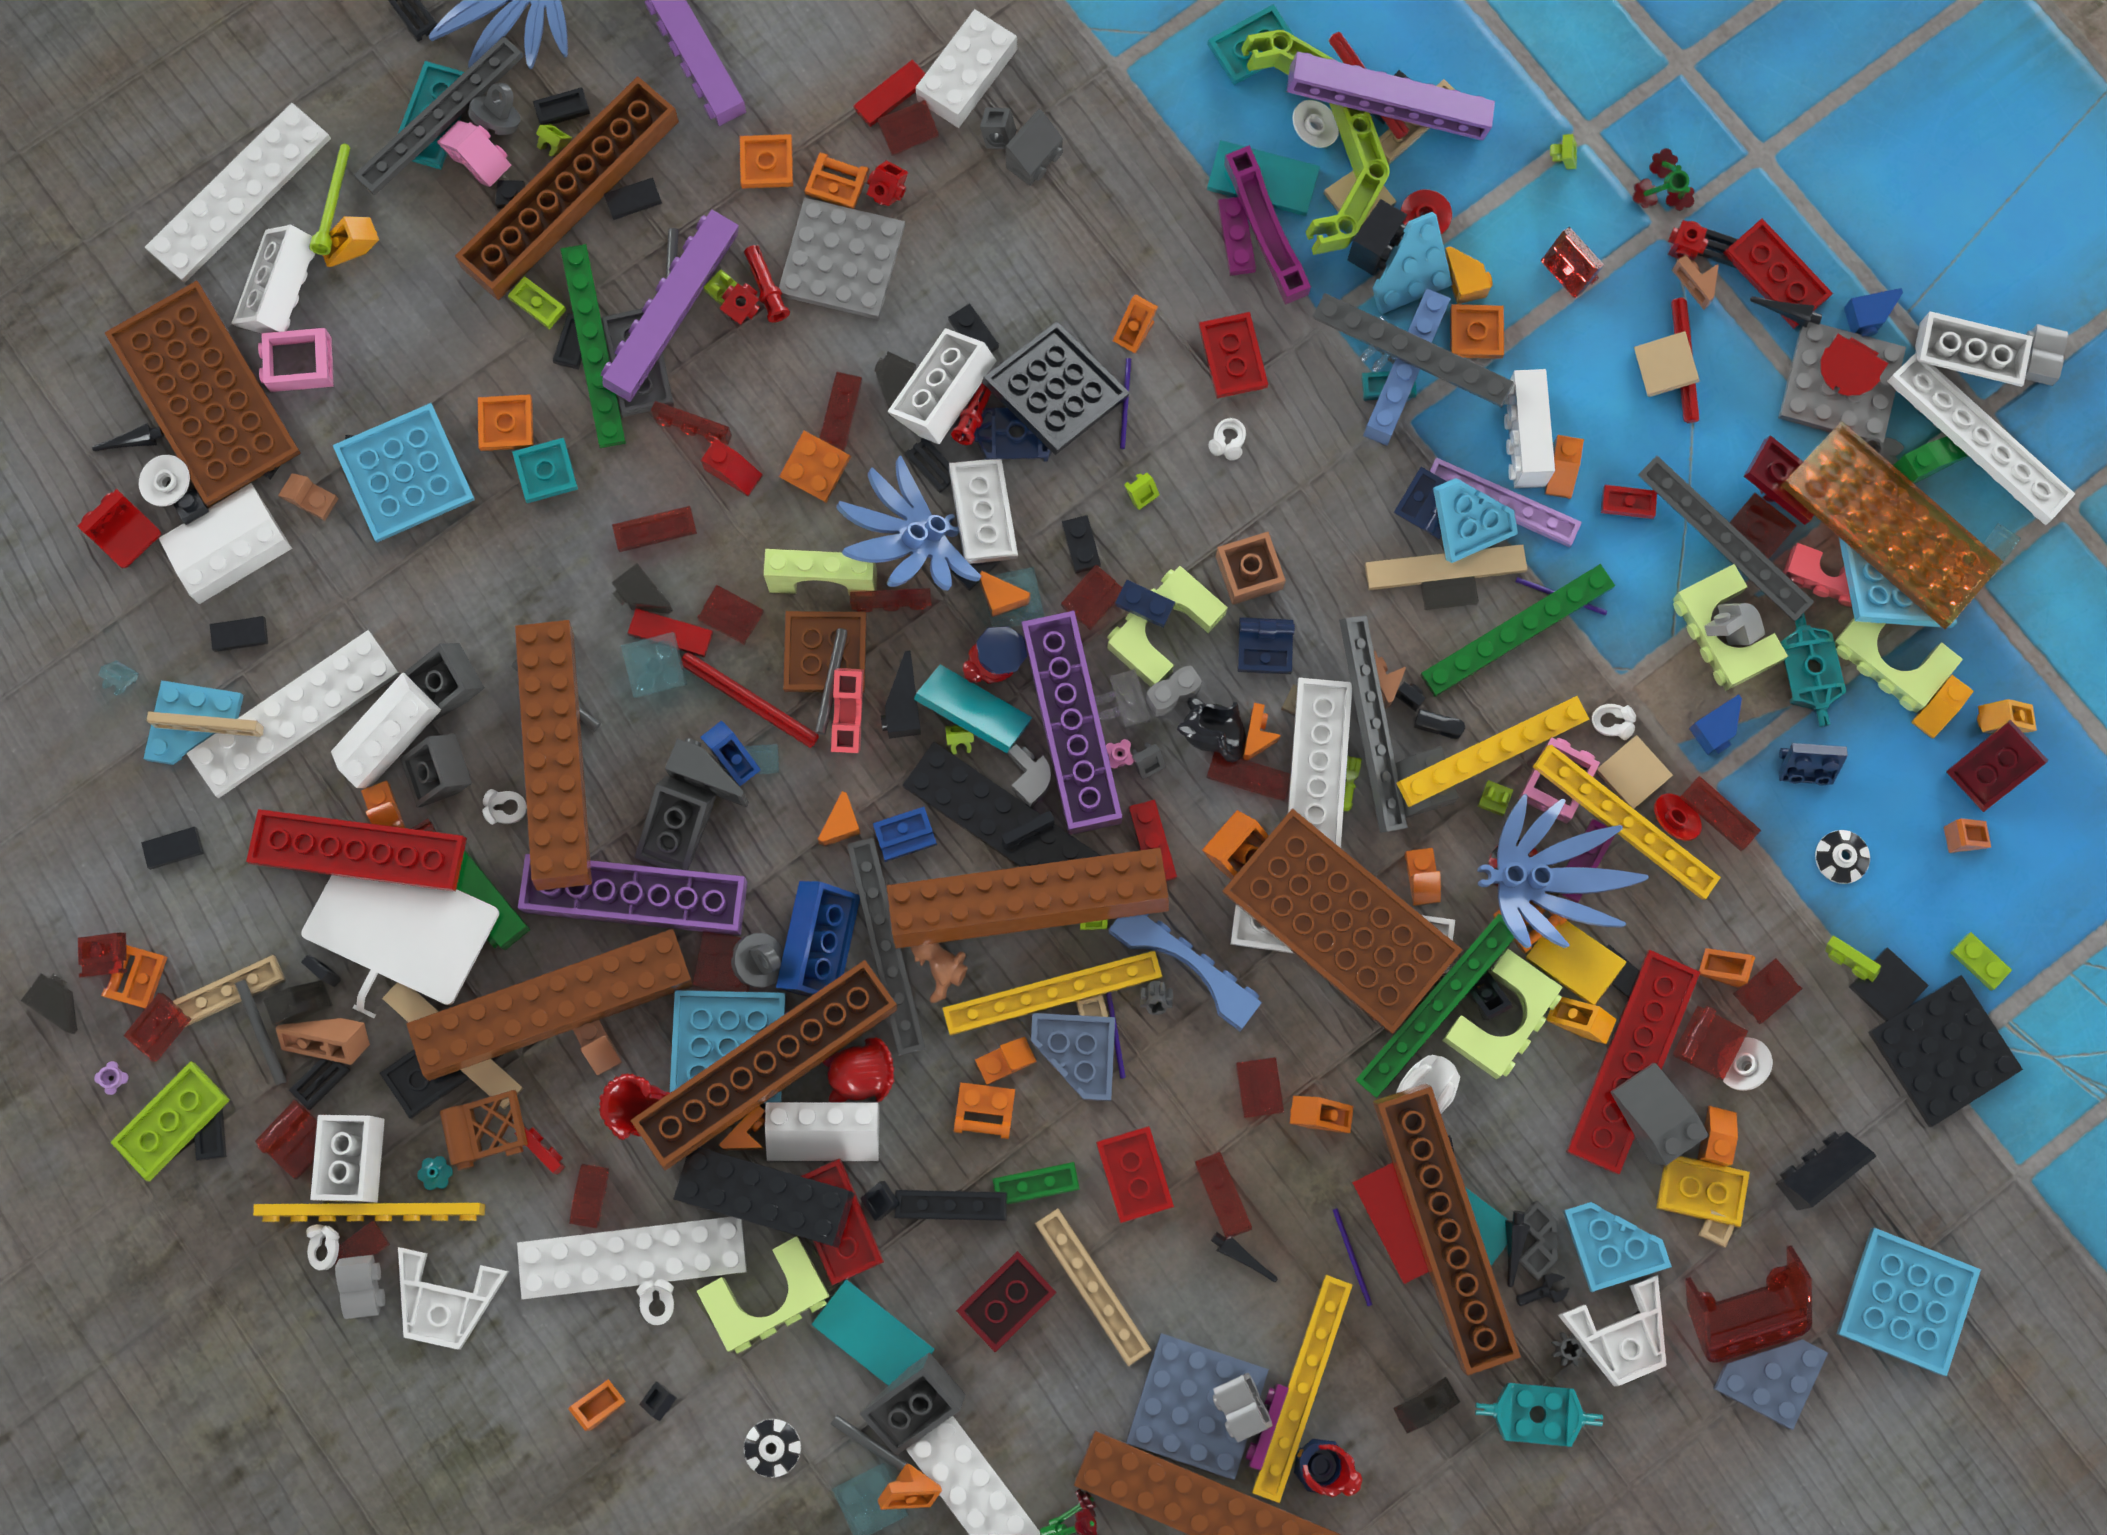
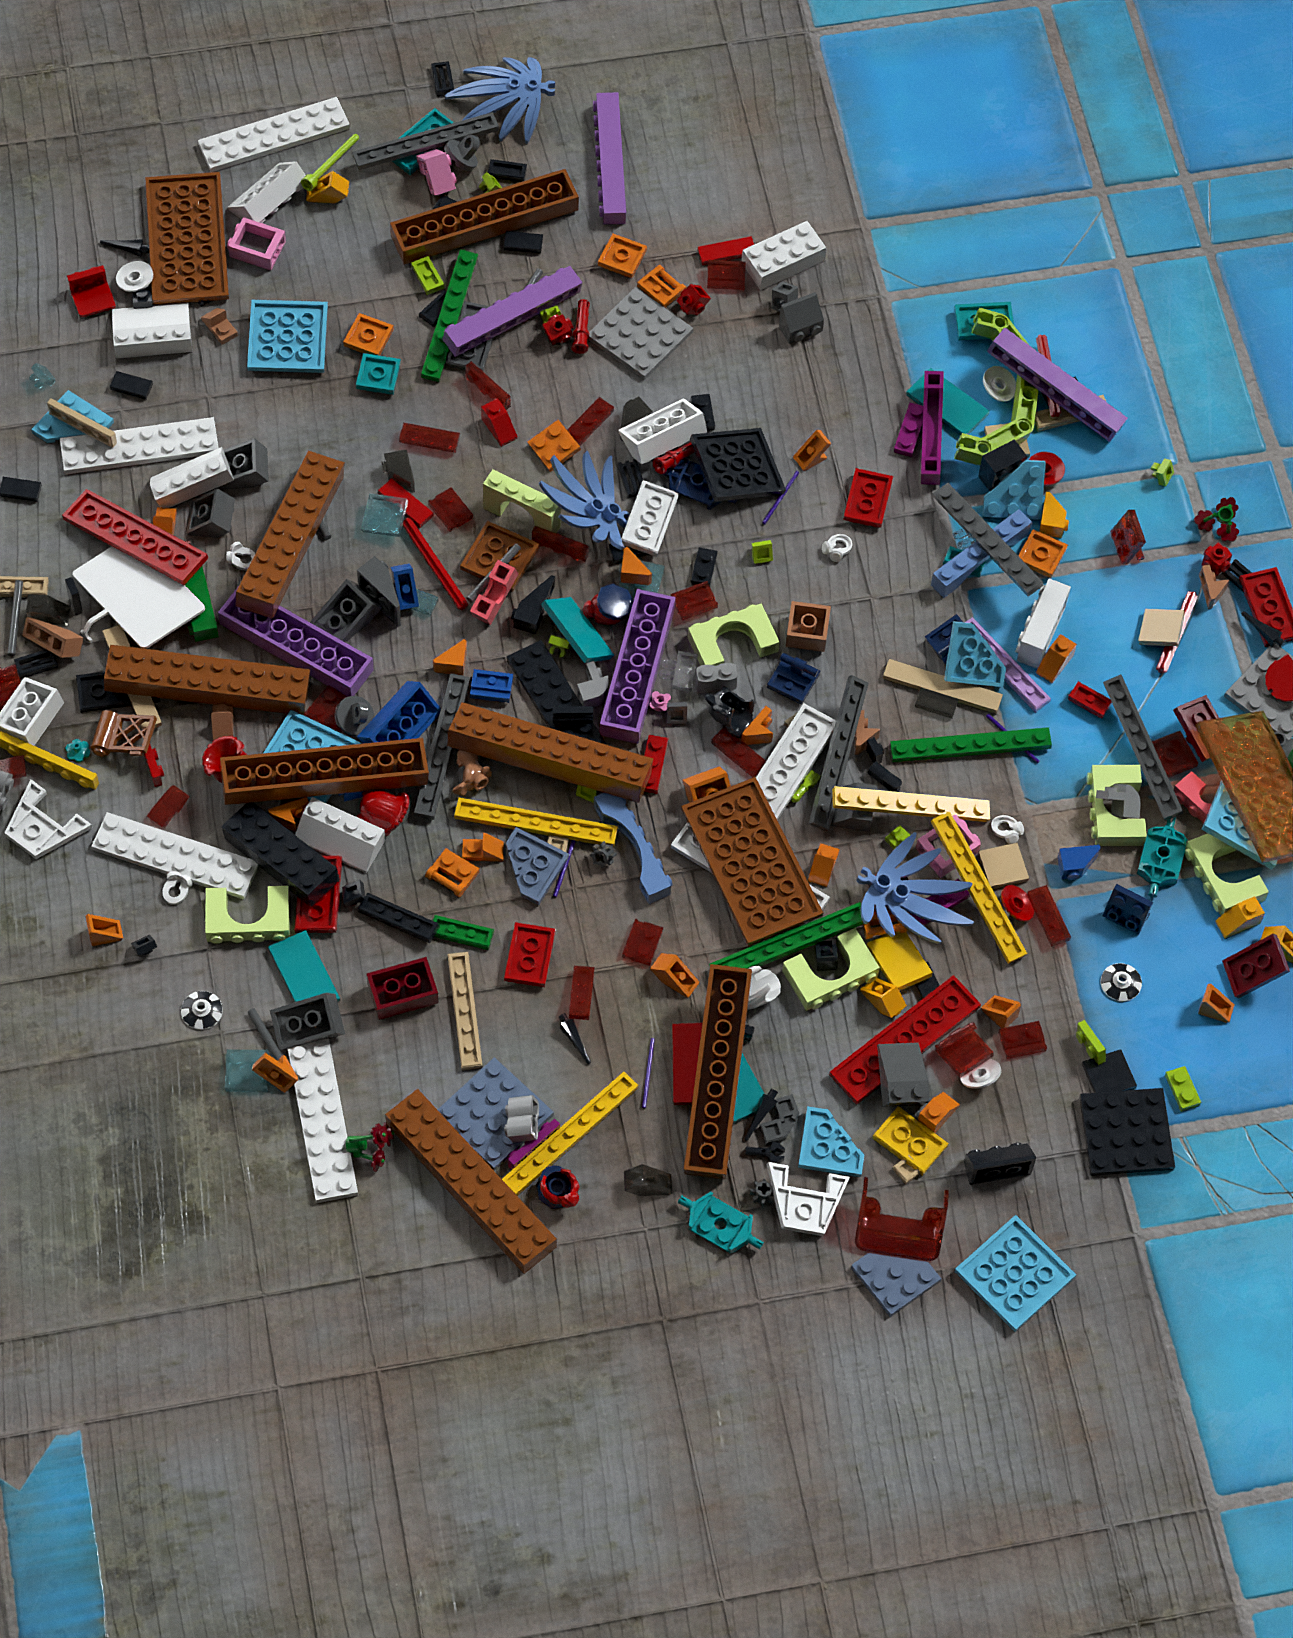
camera: 25 degrees right, 15 degrees down
(1145, 603) = (725, 614): dark blue plate -> none

